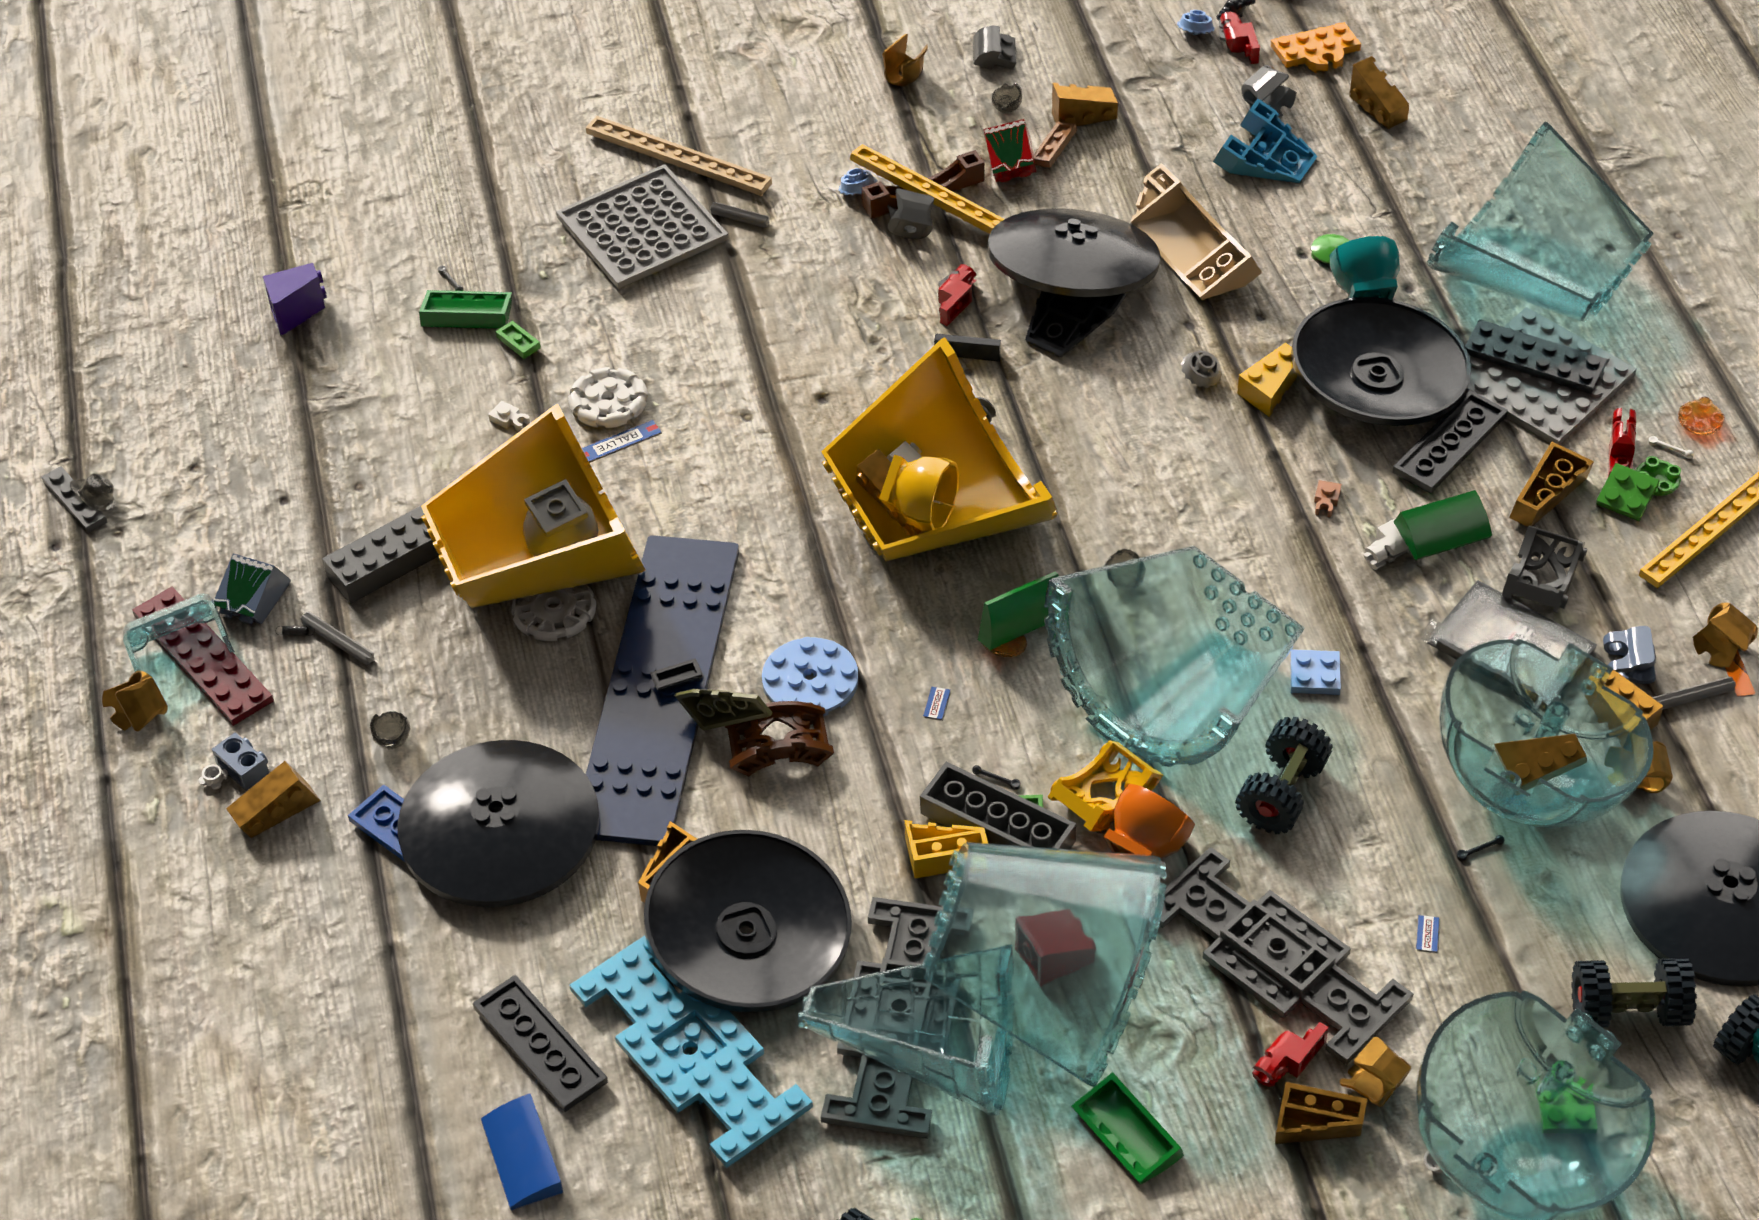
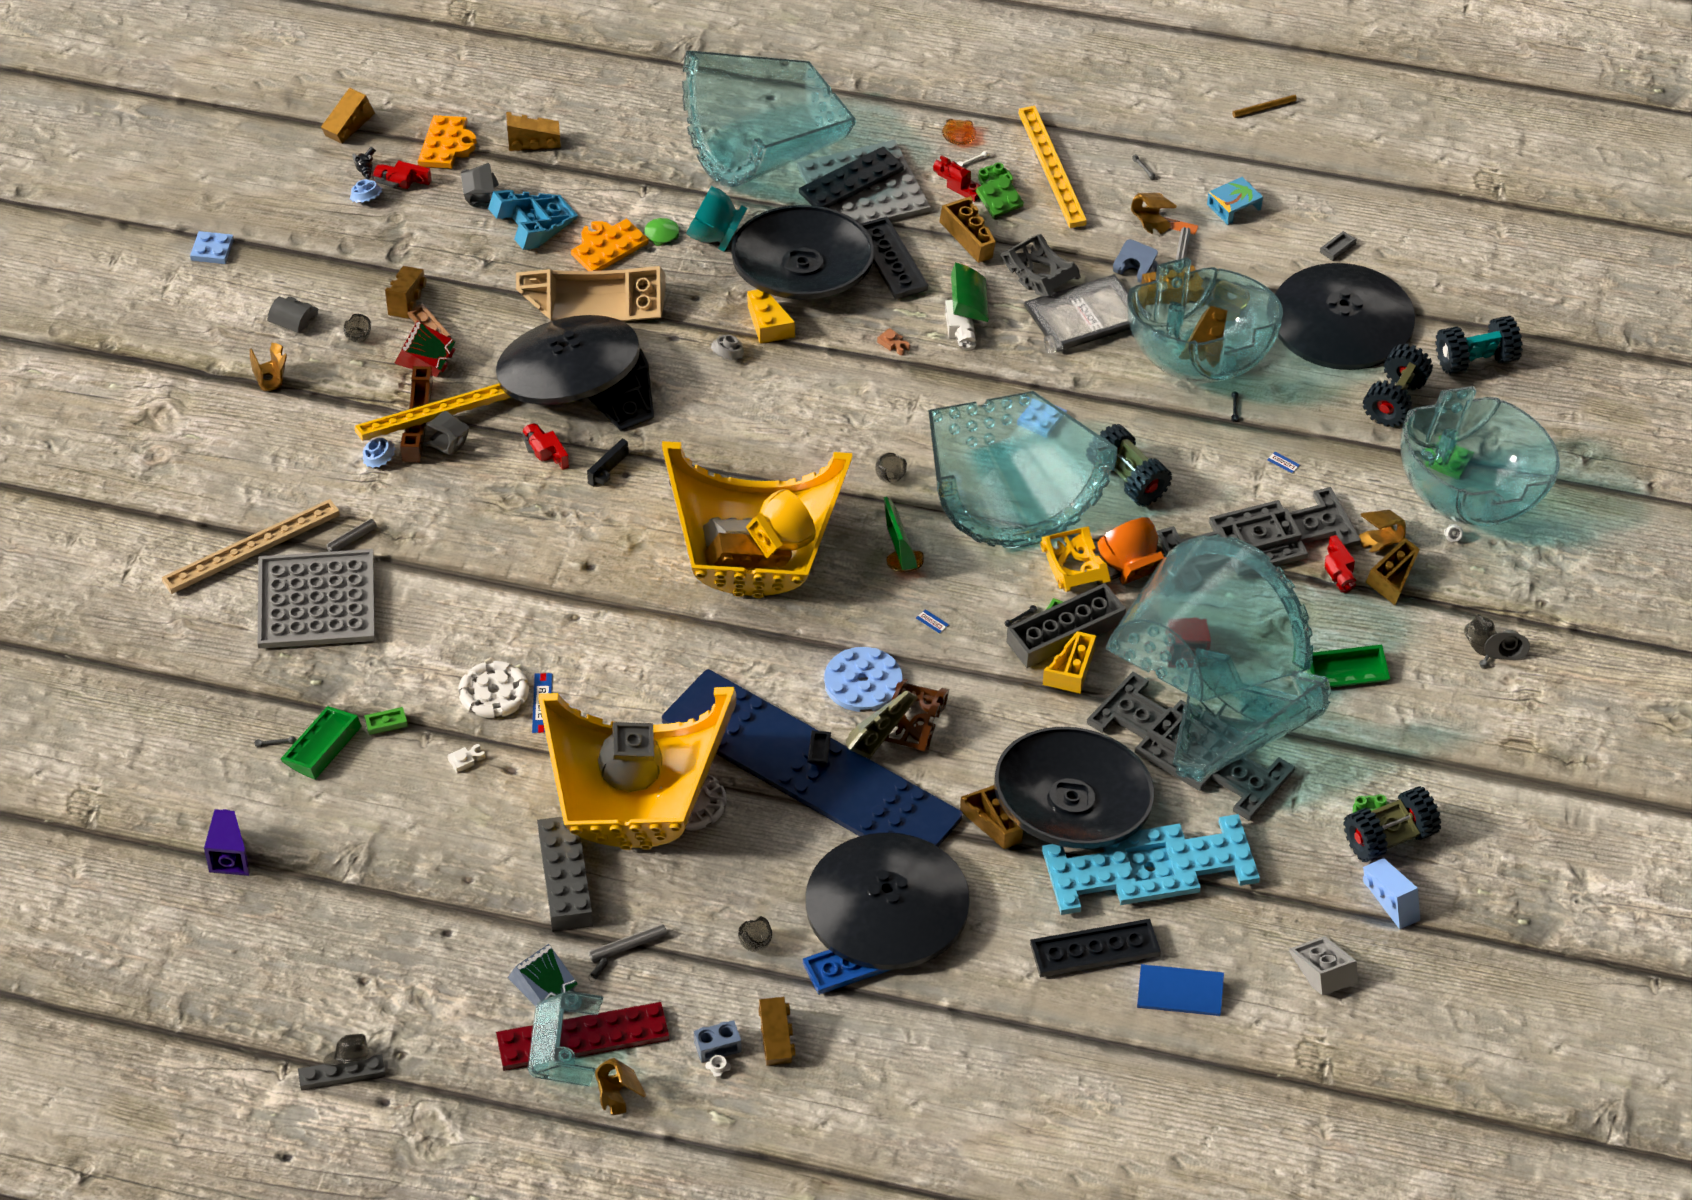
camera: 65 degrees left, 0 degrees up
(1276, 218) = (607, 244): none -> light orange plate

